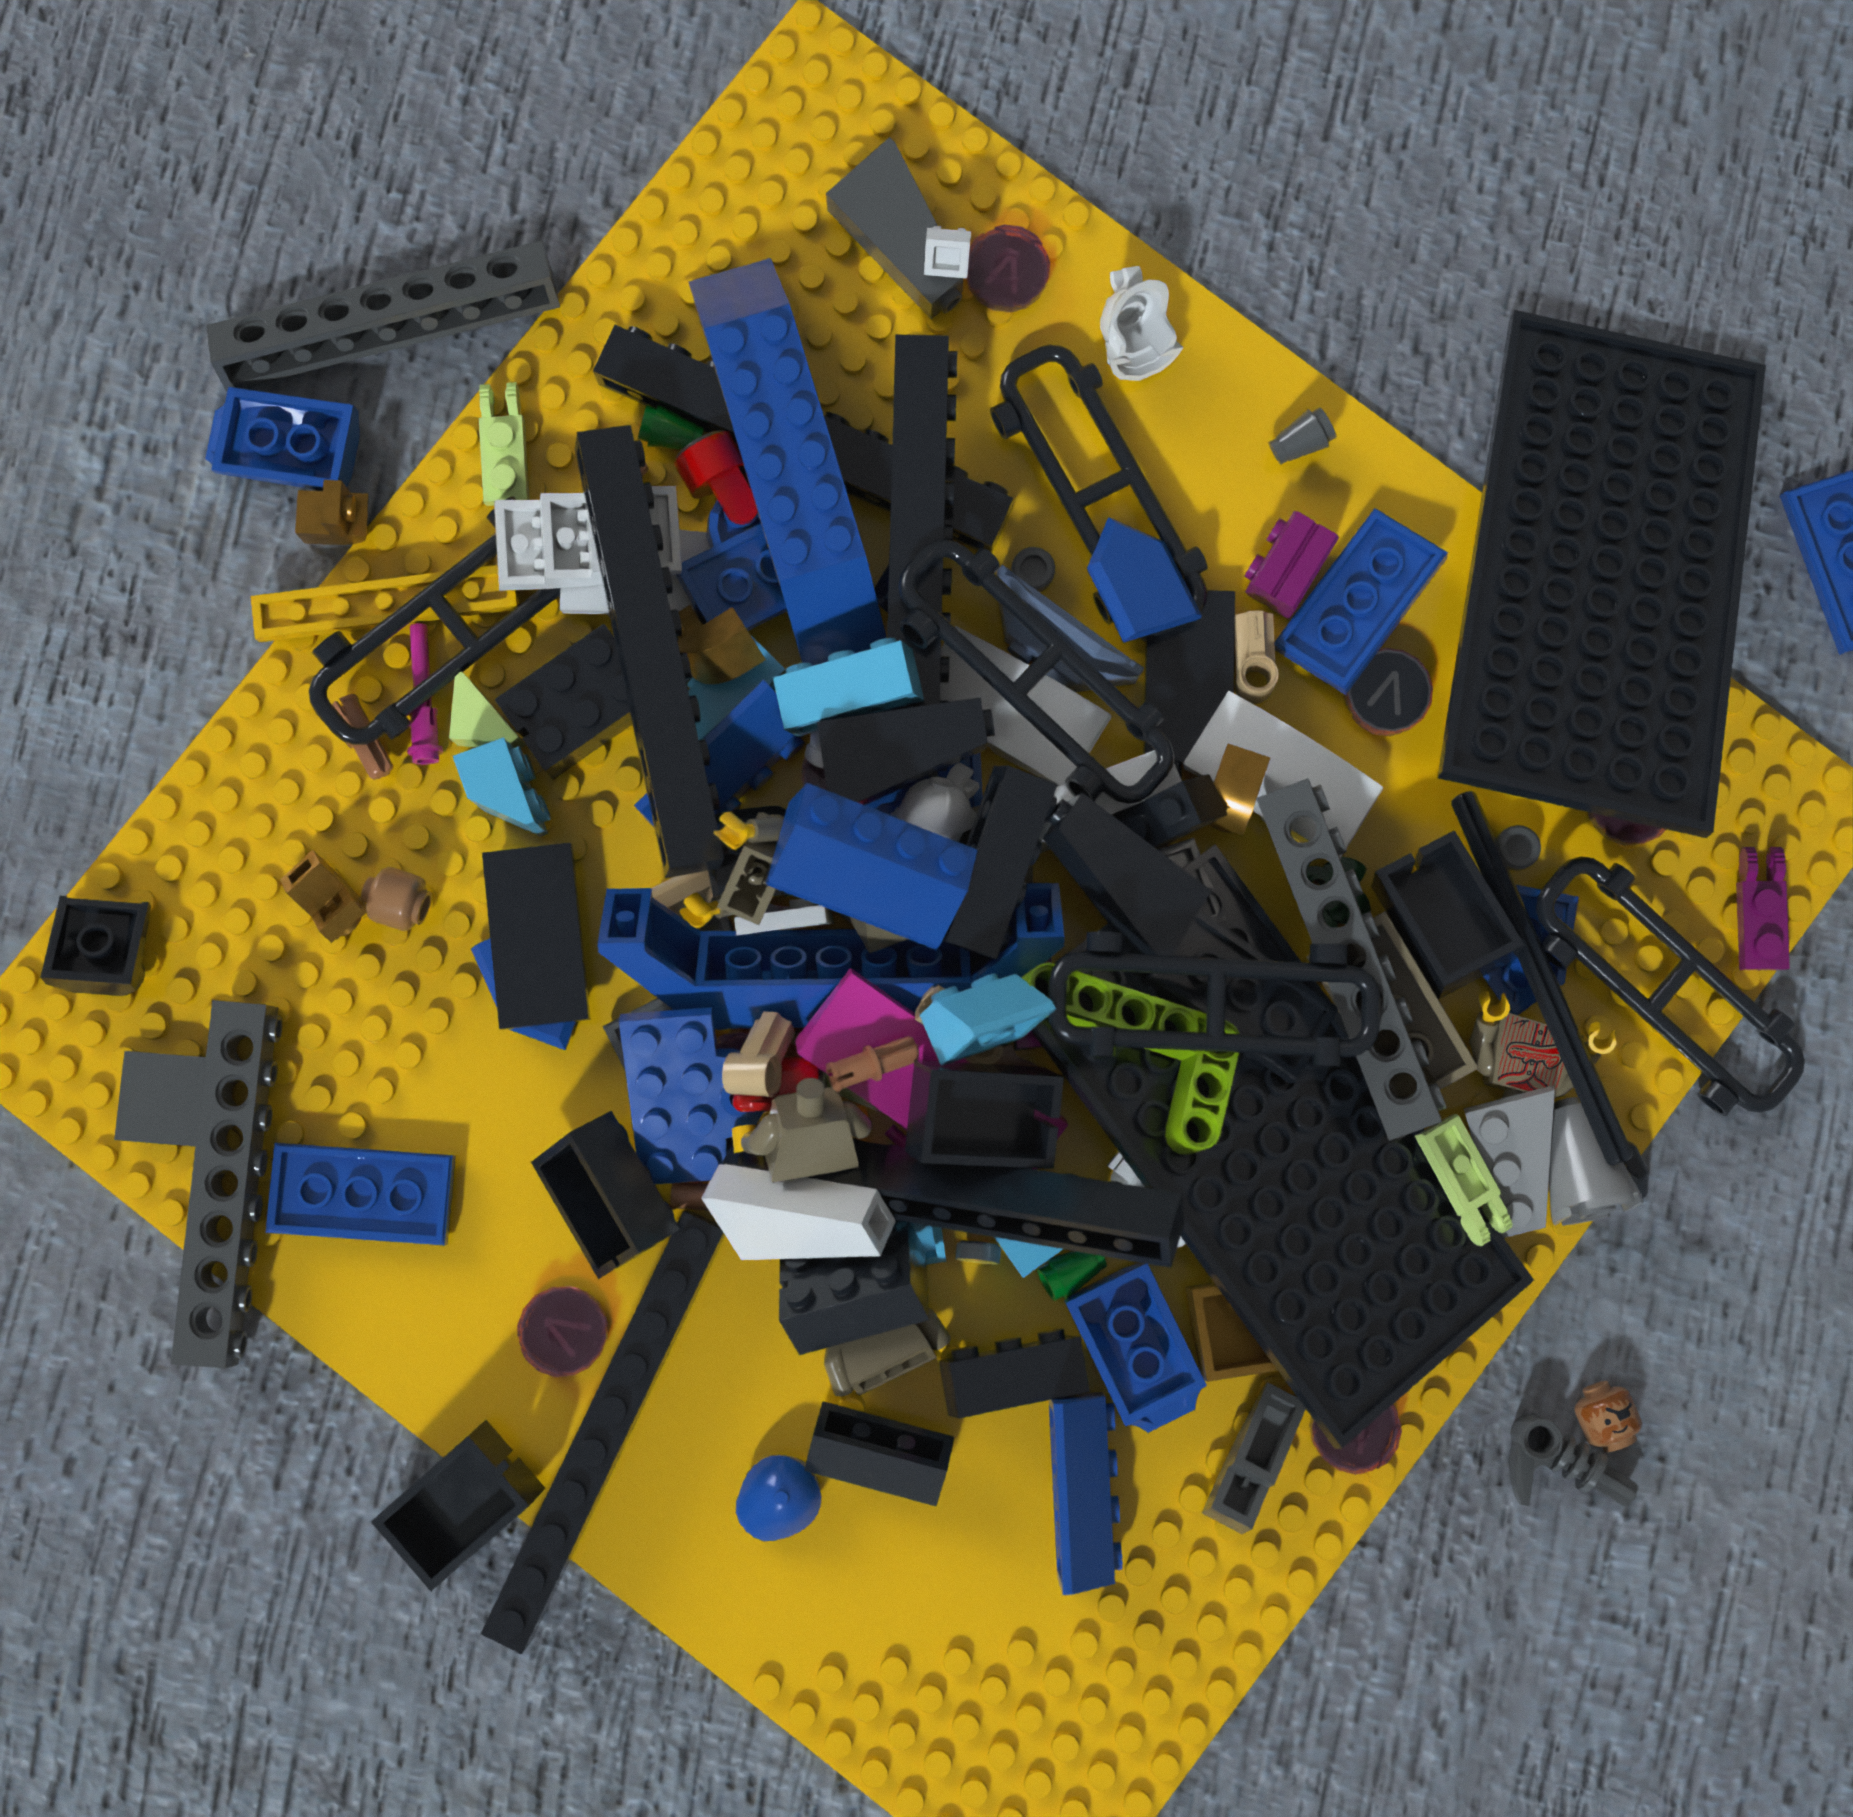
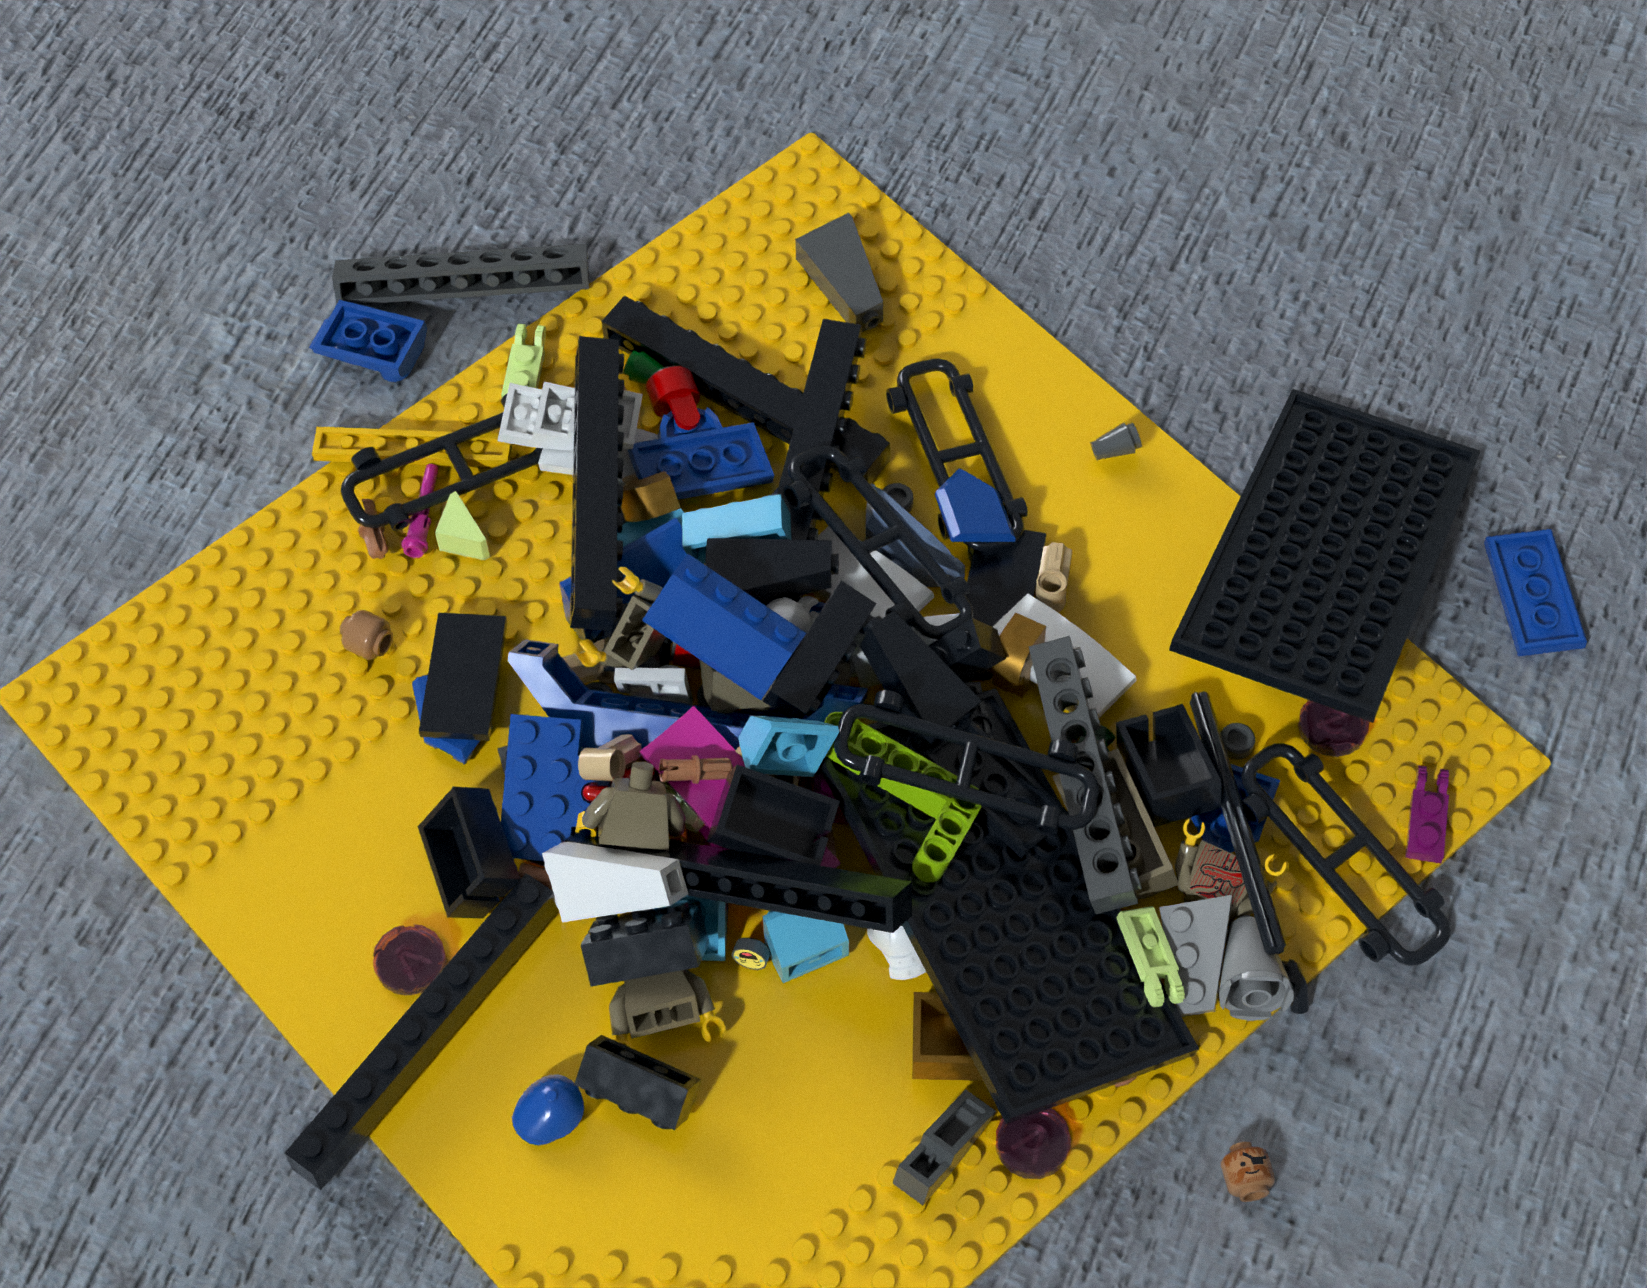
camera: 15 degrees right, 25 degrees down
(97, 947) = (135, 633): black slope -> none
(160, 1098) = (153, 746): dark grey tile -> none
(193, 1339) = (142, 920): dark grey brick -> none
(324, 896) = (314, 626): pearl gold brick -> none
(331, 515) = (390, 389): pearl gold brick -> none
(360, 1194) = (281, 836): blue tile -> none
(458, 1505) = (292, 1063): black piece -> none
(499, 783) = (466, 568): medium azure slope -> none
(570, 703) = (529, 528): black piece -> none
(789, 461) = (728, 392): blue slope -> none
(947, 252) = (873, 281): white tile -> none
(1007, 268) = (918, 310): clear pink tile -> none
(1013, 1374) = (759, 1041): black brick -> none
(1069, 1272) = (821, 980): green cone -> none
(1082, 1492) = (796, 1137): blue slope -> none
(1137, 327) = (1004, 353): white helmet -> none
(1137, 1347) = (864, 1044): blue slope -> none
(1291, 564) = (1091, 520): magenta brick -> none
(1360, 601) = (1141, 554): blue tile -> none
(1390, 693) = (1151, 618): black tile -> none
(1561, 1453) = (1206, 1194): dark grey piece -> none

